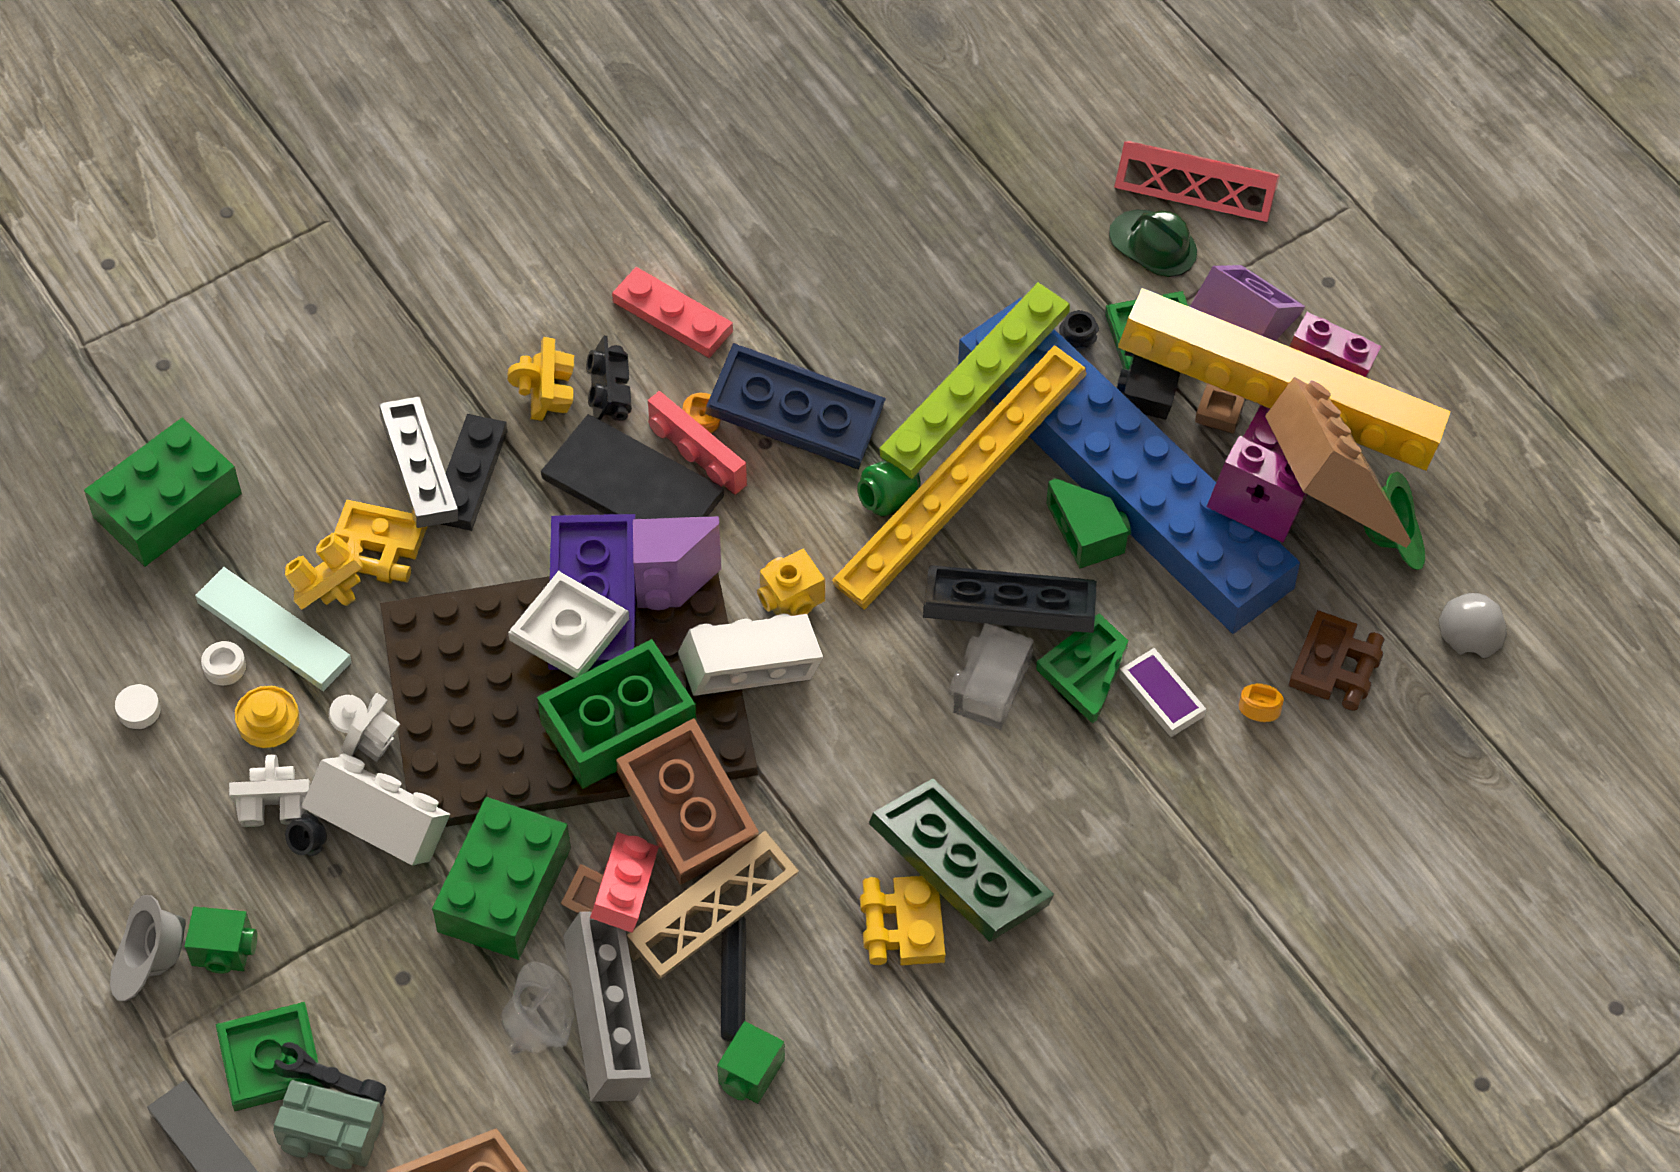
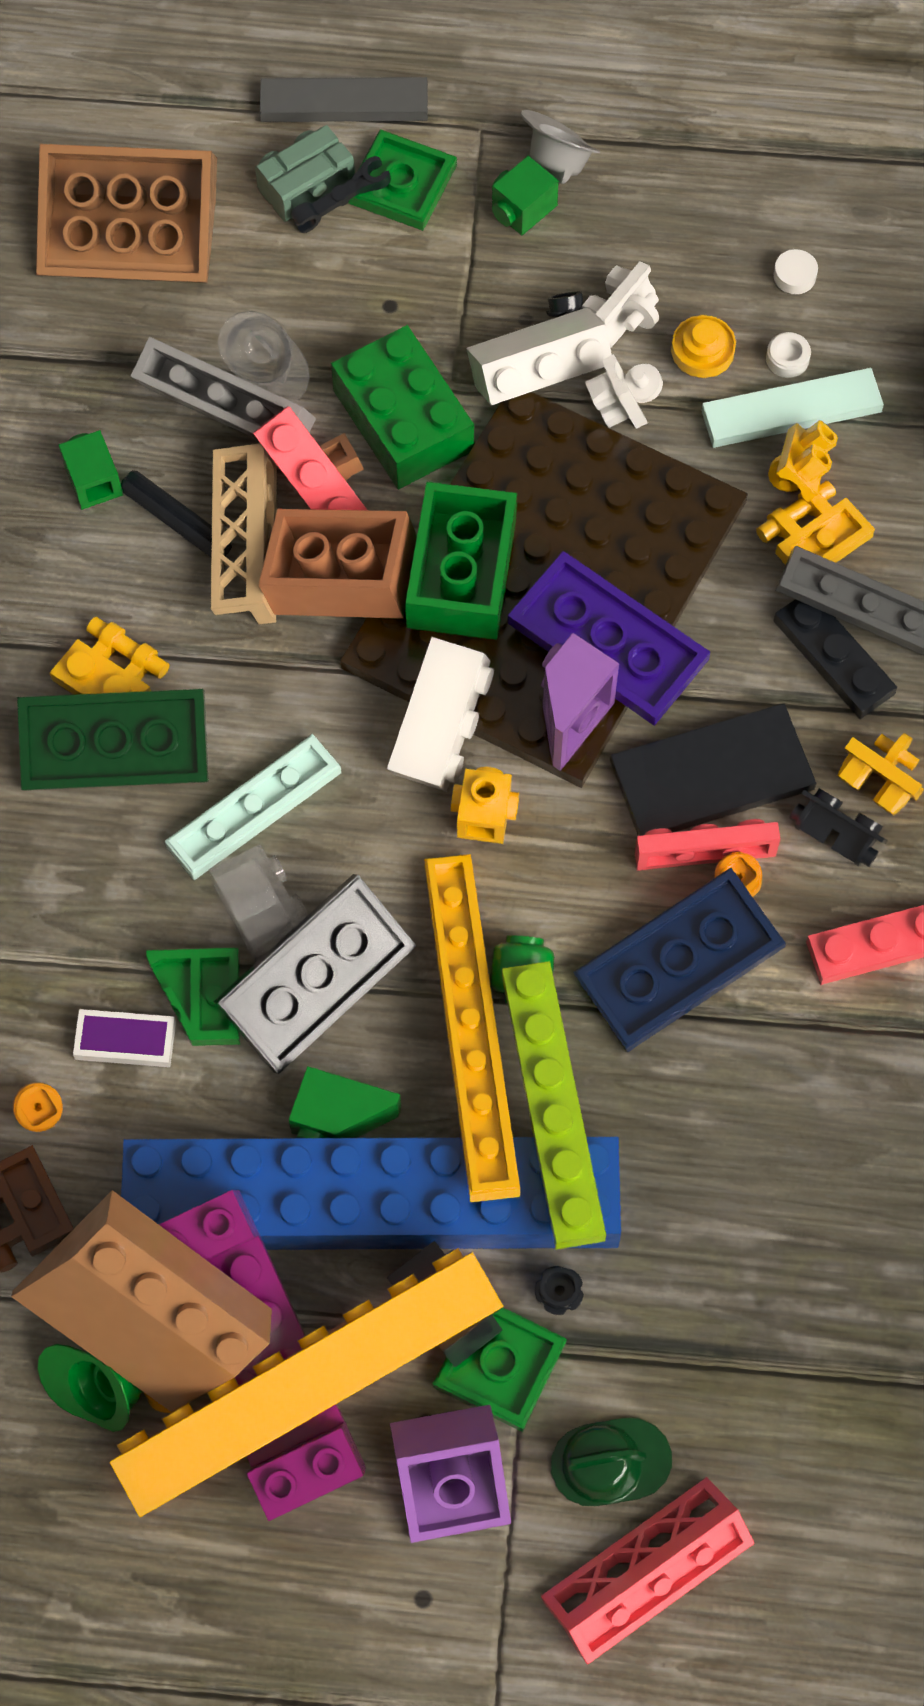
camera: 130 degrees right, 10 degrees up
(568, 625) = (580, 583): white tile -> none
(920, 744) = (253, 807): none -> light aqua tile

